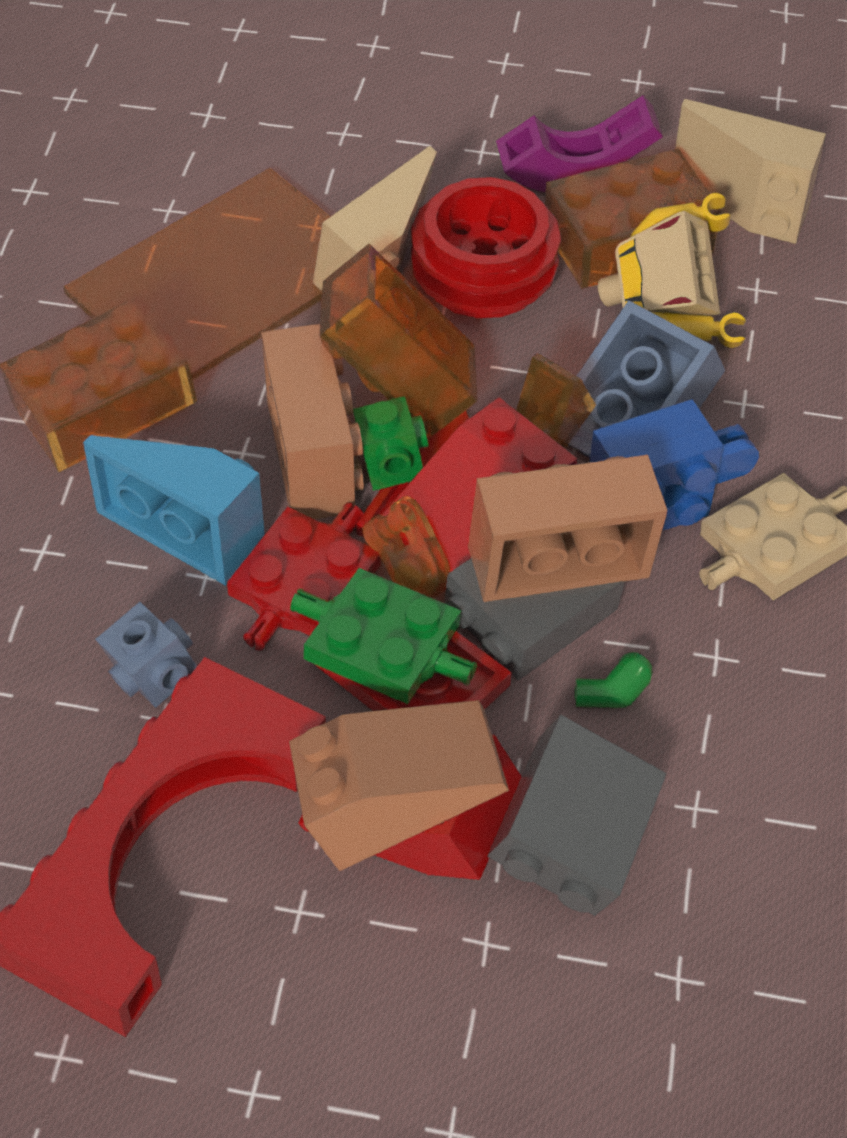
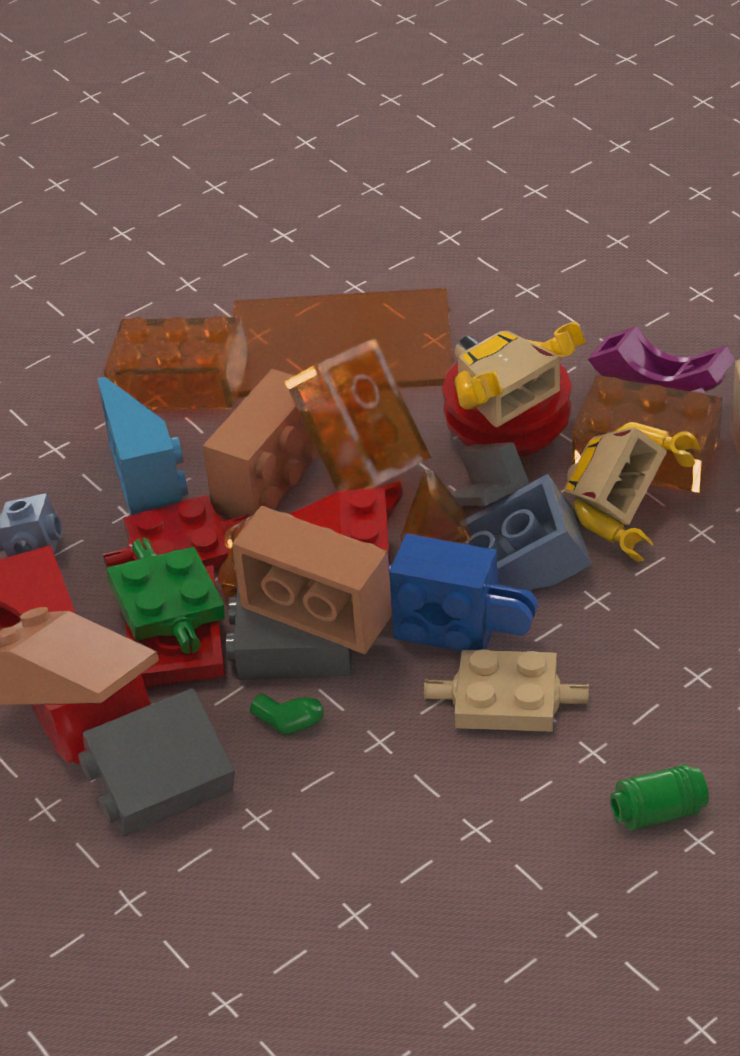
camera: 45 degrees right, 10 degrees down
(377, 217) = (423, 348): tan slope -> none
(391, 433) = (298, 480): green brick -> none
(511, 212) = (511, 373): none -> tan torso
(559, 326) = (493, 473): none -> dark grey panel

